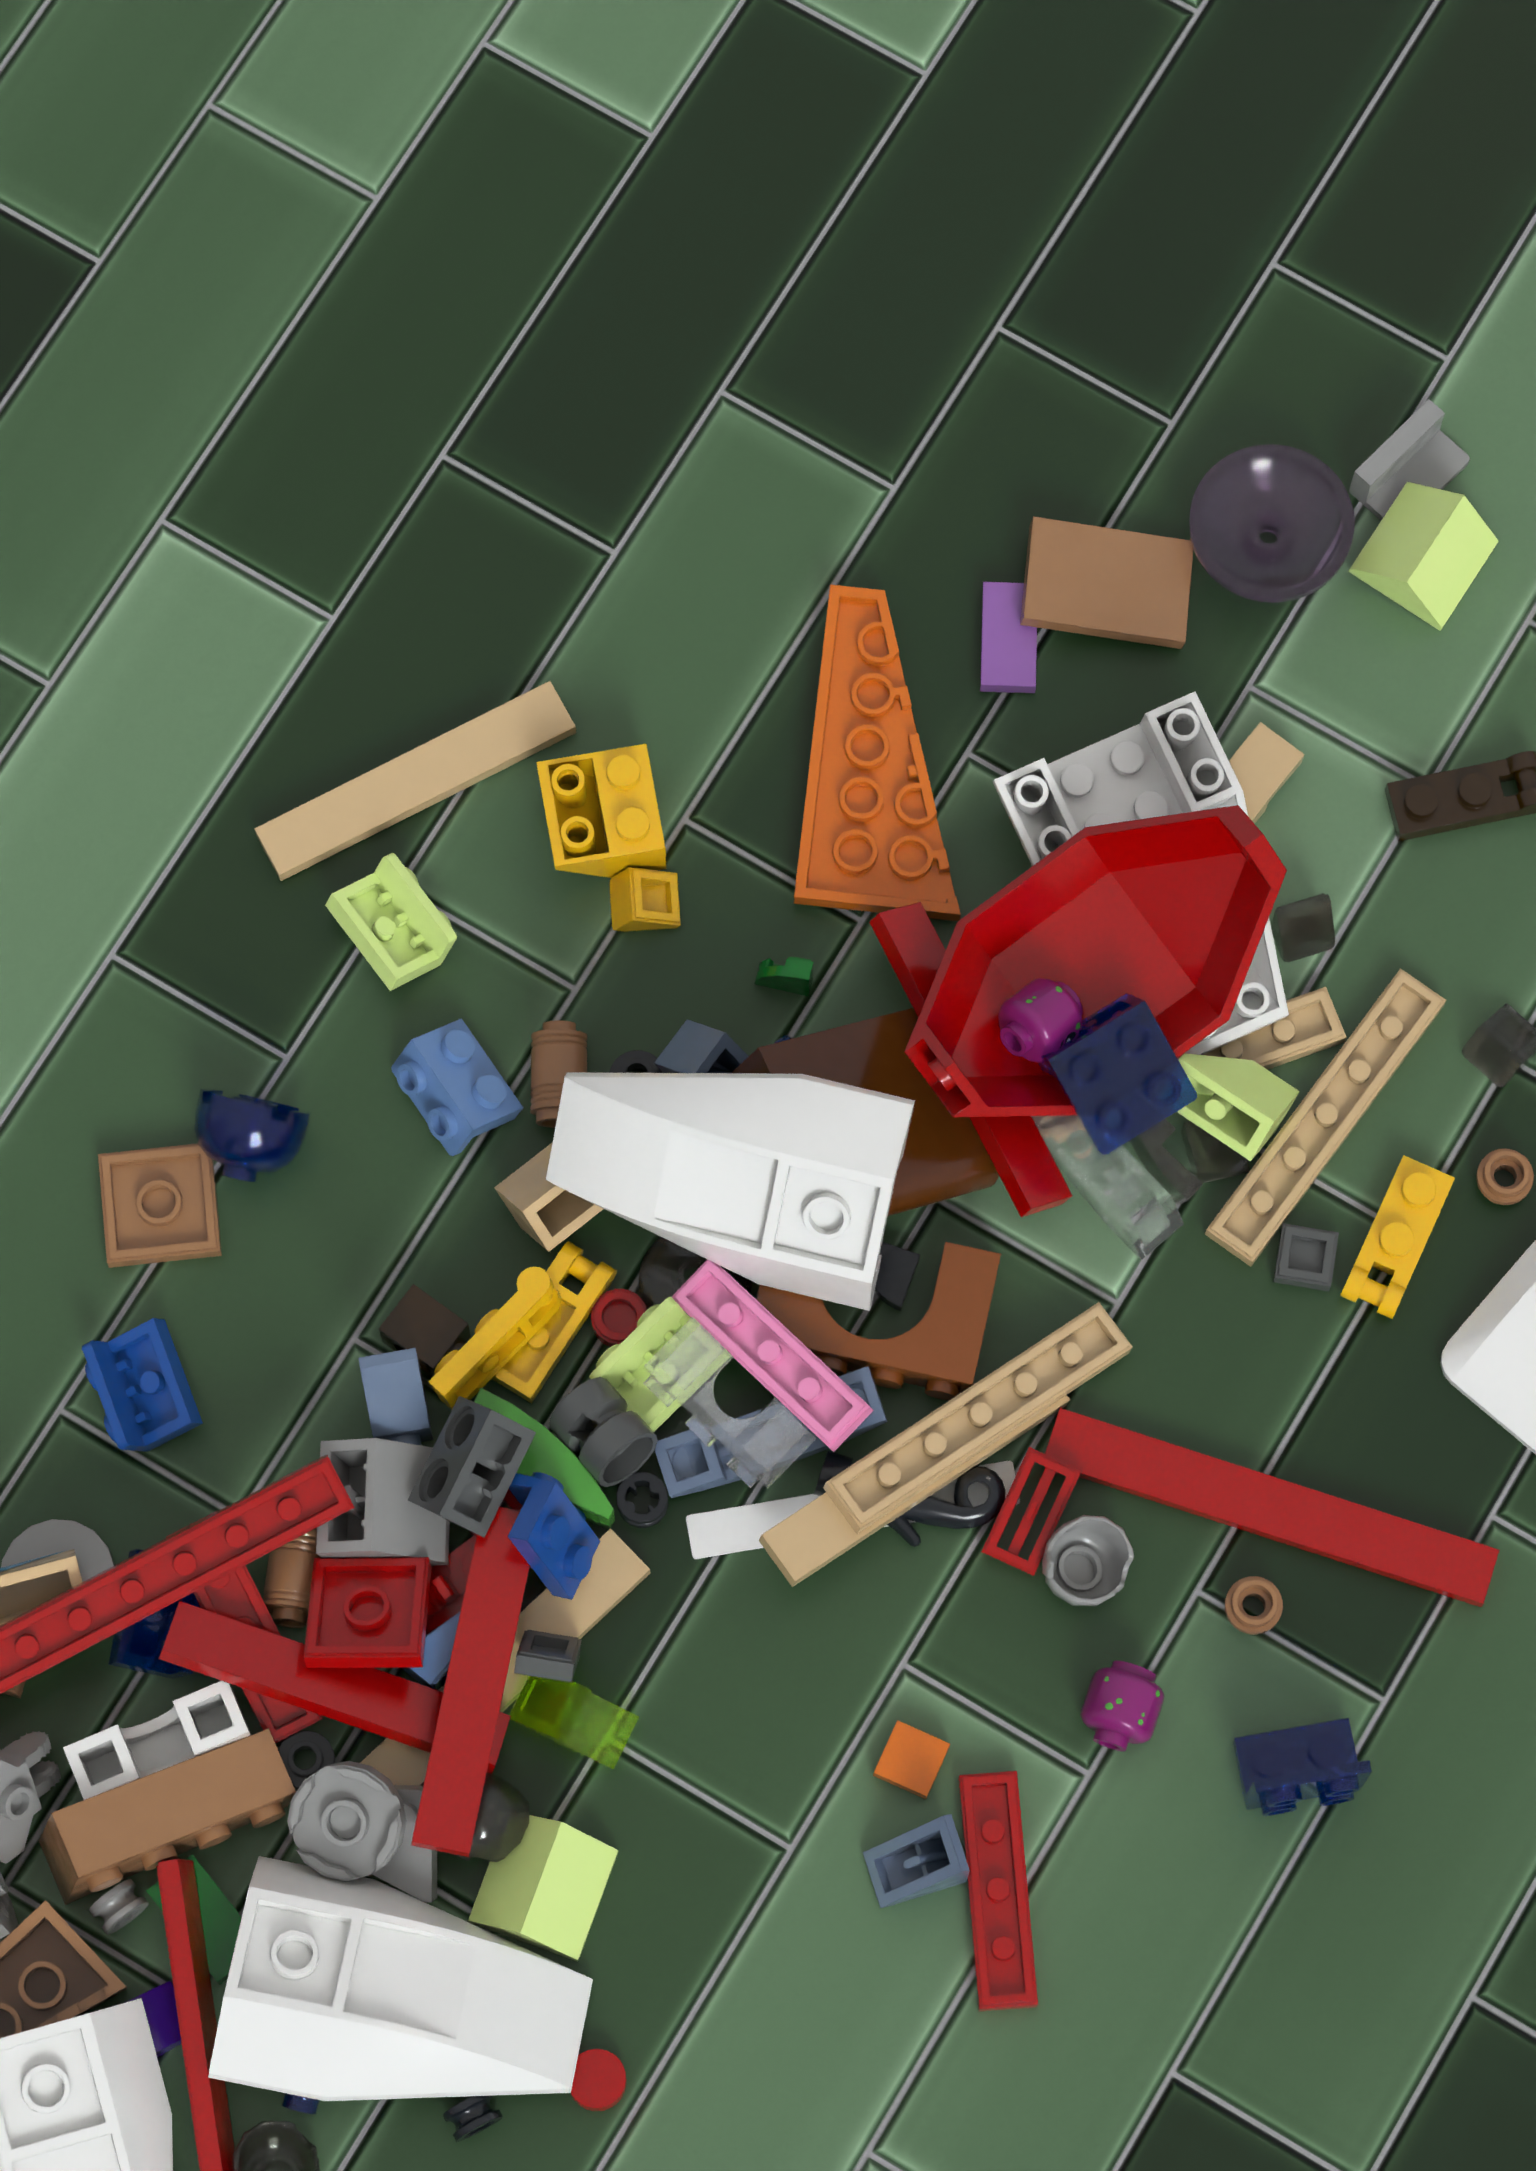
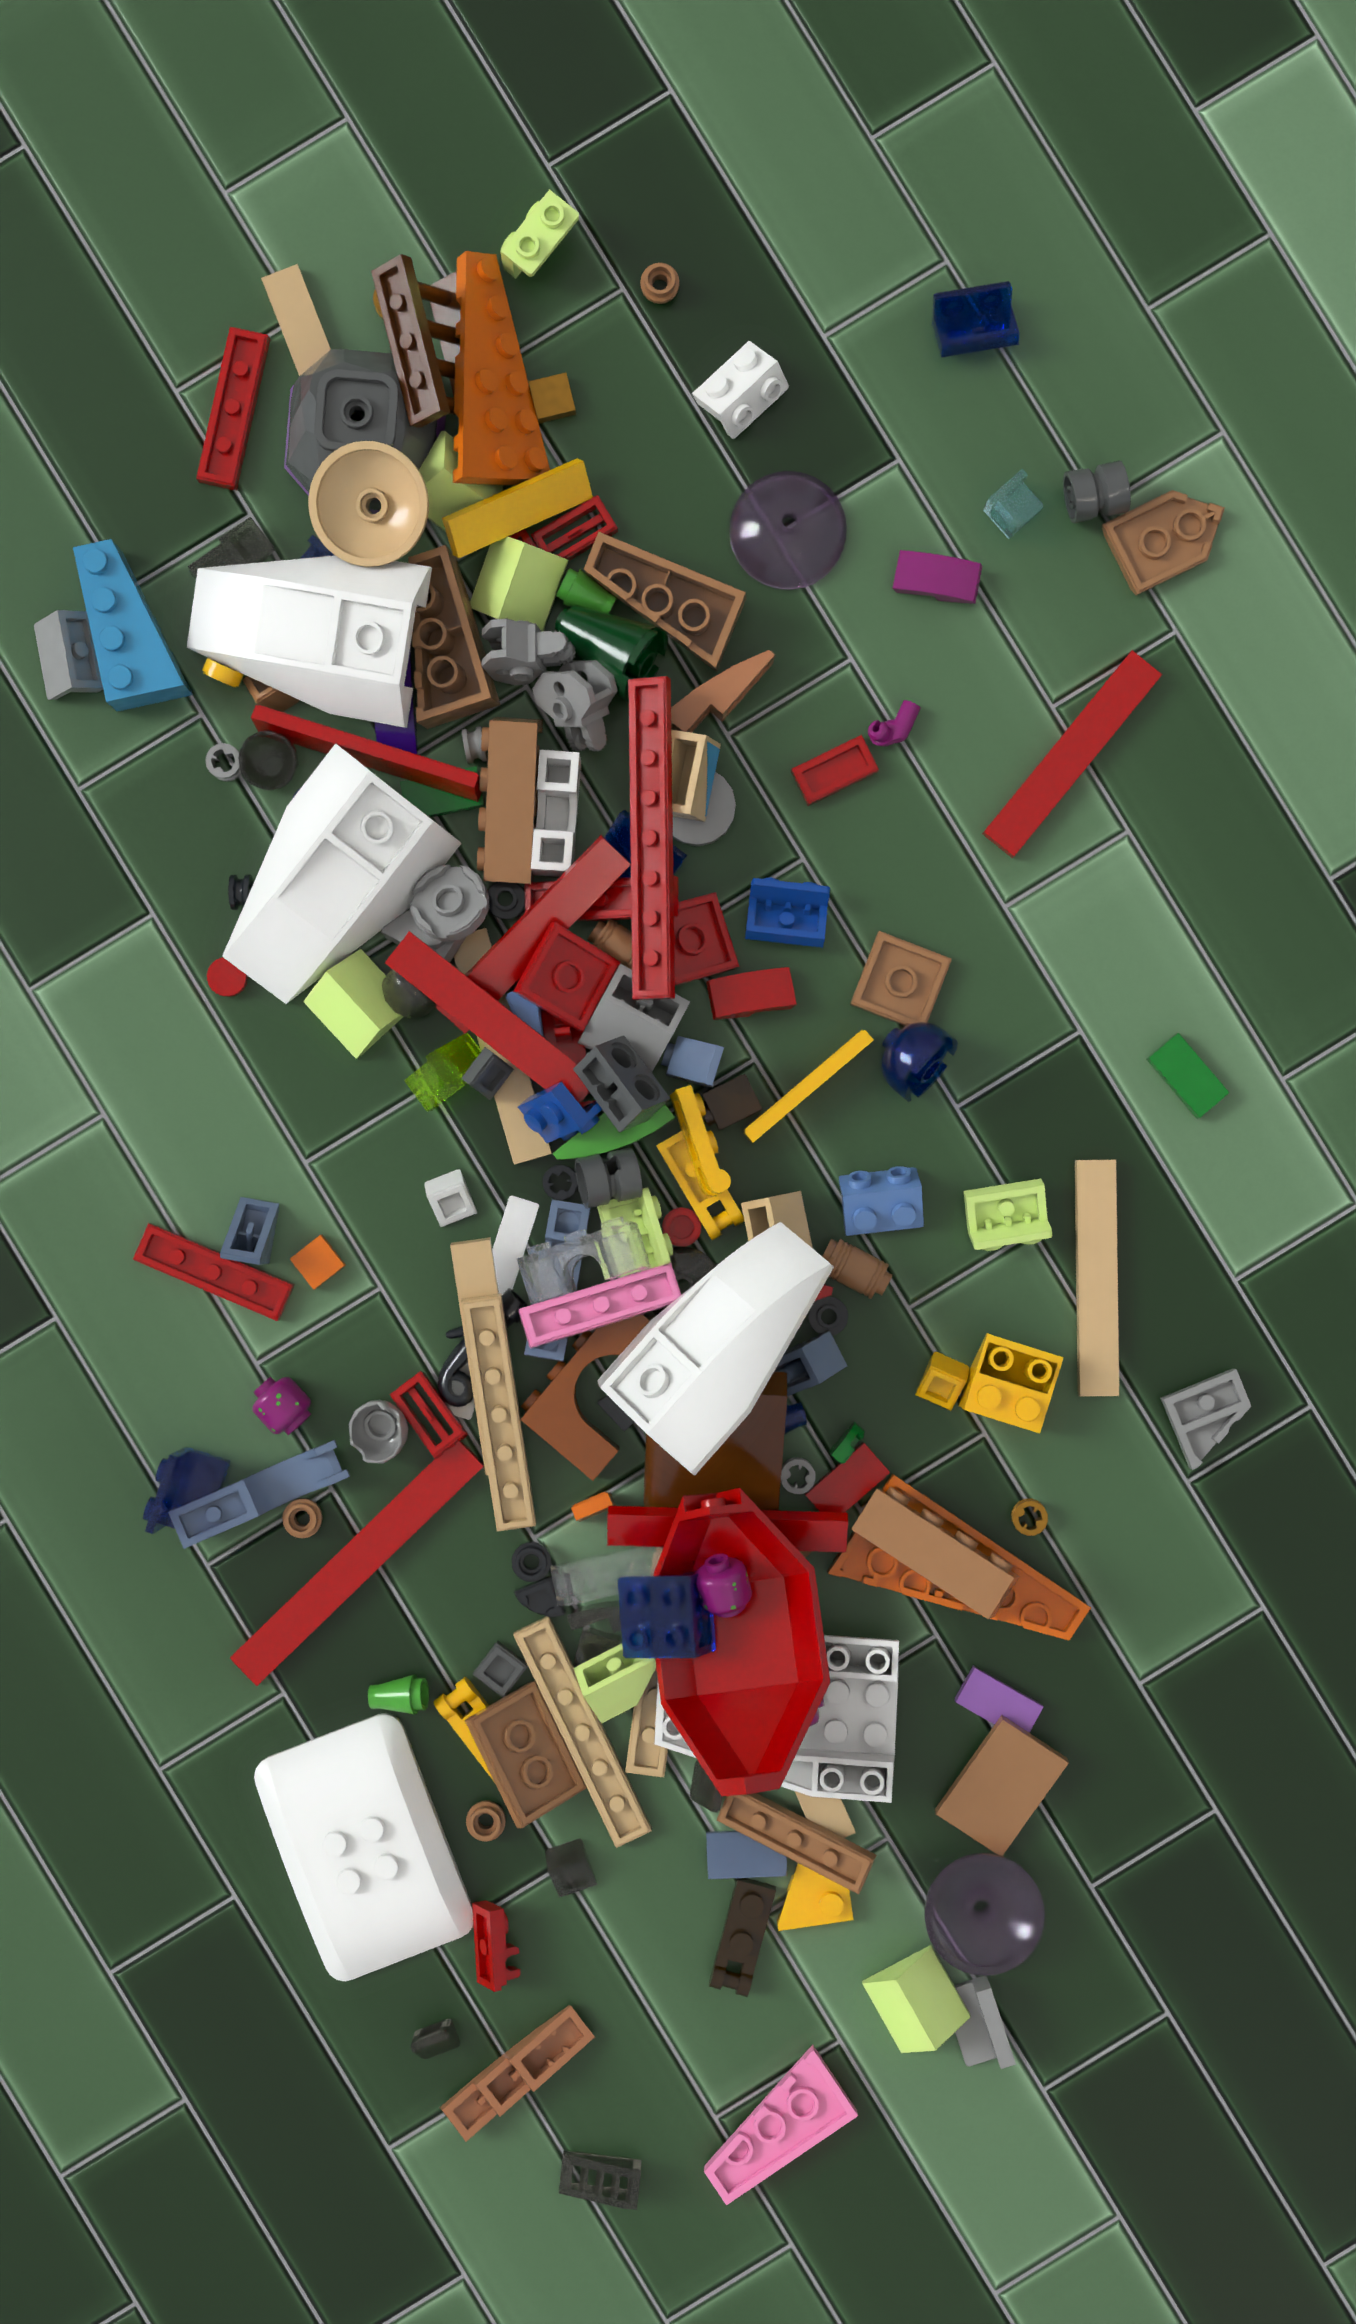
camera: 120 degrees right, 15 degrees up
(102, 796) = (1187, 1075): none -> green tile
(227, 1471) = (701, 940): none -> red tile
(270, 1380) = (750, 993): none -> red slope
(355, 1248) = (807, 1085): none -> yellow tile
(517, 570) = (1205, 1413): none -> light grey wing
(736, 1632) = (450, 1198): none -> white slope
(759, 697) = (1040, 1522): none -> pearl gold bush
(837, 949) = (848, 1481): none -> red tile
(853, 1000) = (809, 1476): none -> light grey bush
(860, 791) = (936, 1553): none -> medium nougat wedge
(1034, 1243) = (592, 1506): none -> orange tile
(1148, 1270) = (531, 1574): none -> black plate
(1187, 1253) = (540, 1598): none -> black tile
(1250, 1672) = (257, 1494): none -> sand blue piece
(1306, 787) = (798, 1839): none -> medium nougat tile
(1357, 736) = (813, 1901): none -> yellow wing
(1363, 841) = (738, 1856): none -> sand blue slope
(1391, 1166) = (525, 1754): none -> medium nougat tile
(1408, 1363) = (400, 1695): none -> bright green cone

